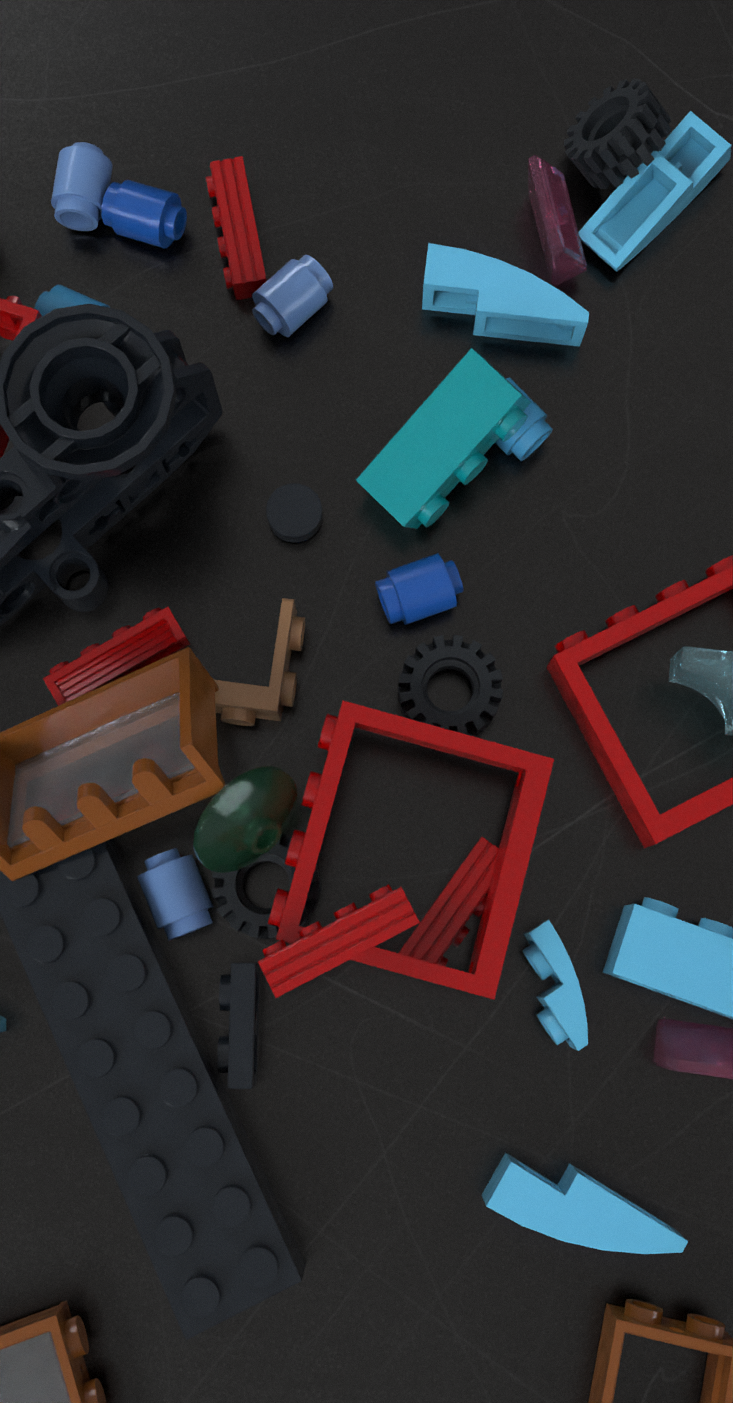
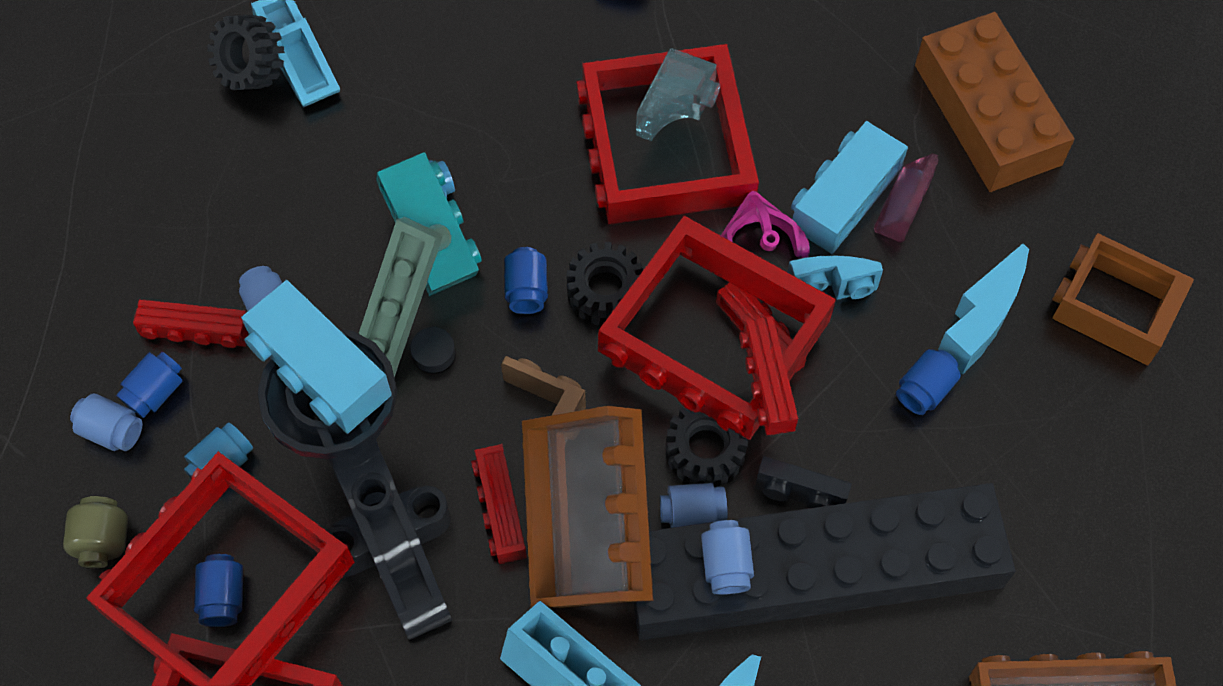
camera: 75 degrees left, 15 degrees down
(76, 958) = (727, 557): none -> medium blue brick
(104, 353) = (315, 357): none -> medium azure brick
(245, 819) = (665, 416): clear green dish -> none
(319, 438) = (402, 285): none -> sand green piece
(444, 1153) = (928, 381): none -> blue brick
(502, 298) = (328, 166): medium azure slope -> none
(555, 221) = (288, 116): clear pink slope -> none
(621, 852) = (758, 209): none -> dark pink helmet

